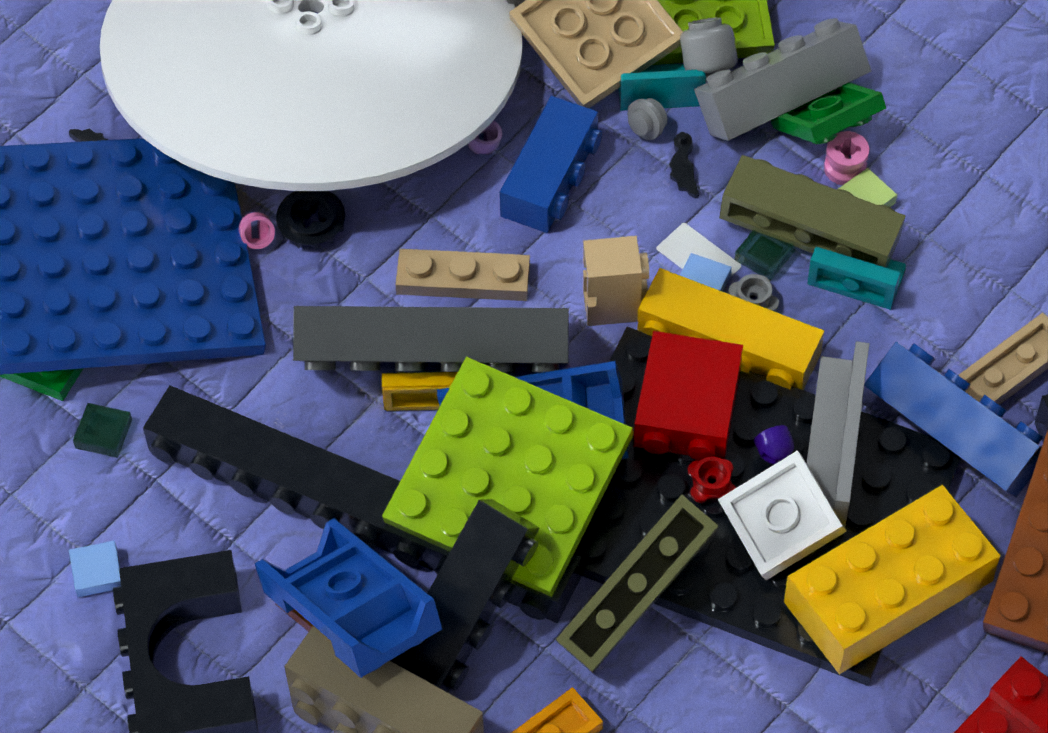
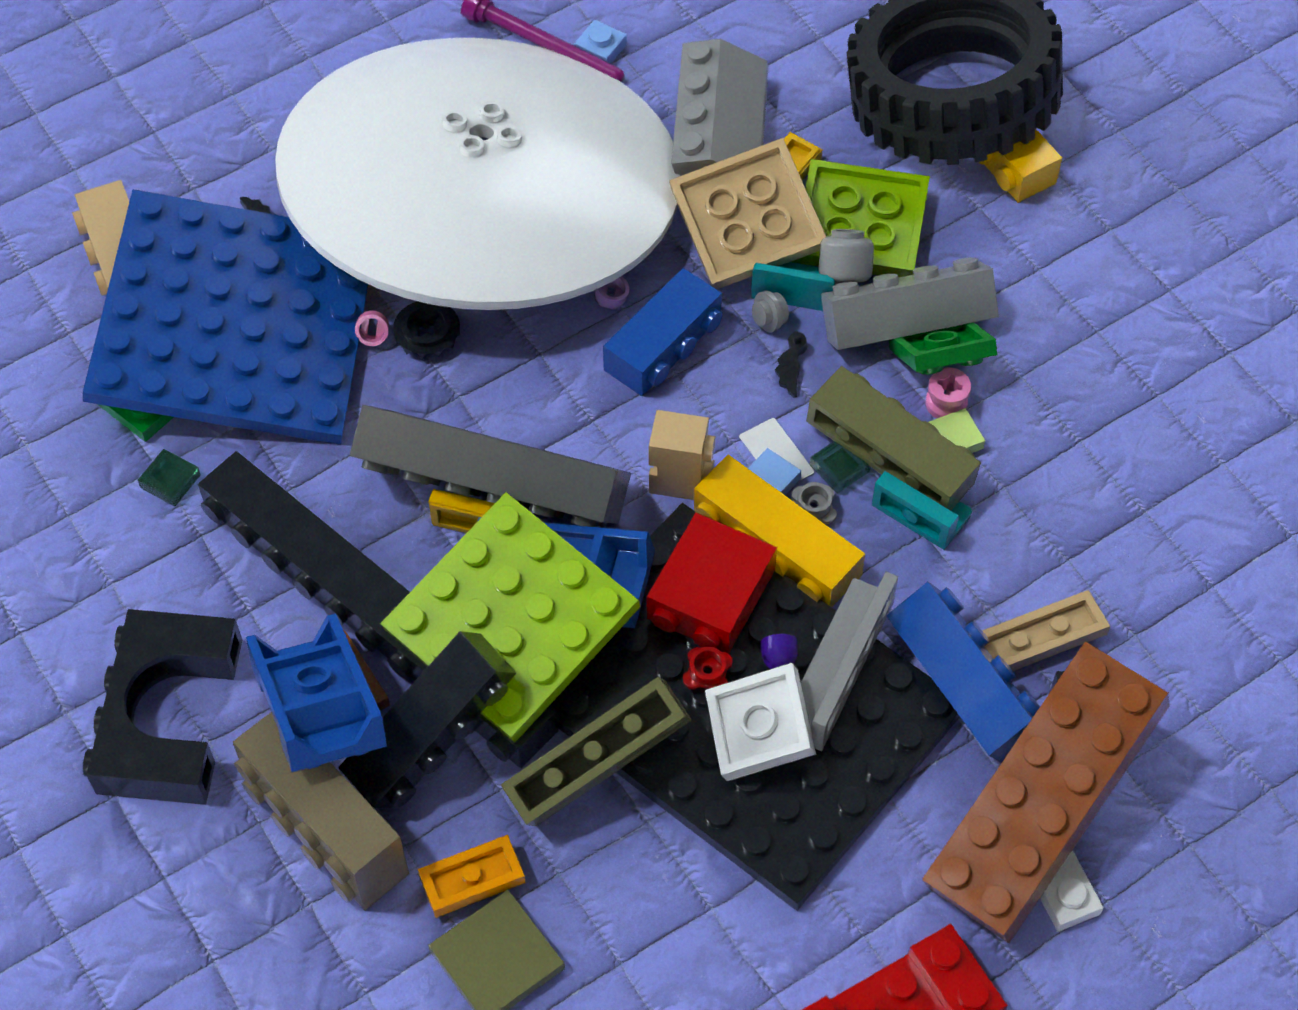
camera: 15 degrees right, 0 degrees up
(95, 568) = (112, 602): light blue tile -> none
(463, 274) = (548, 415): tan plate -> none
(891, 578) = (845, 812): yellow brick -> none

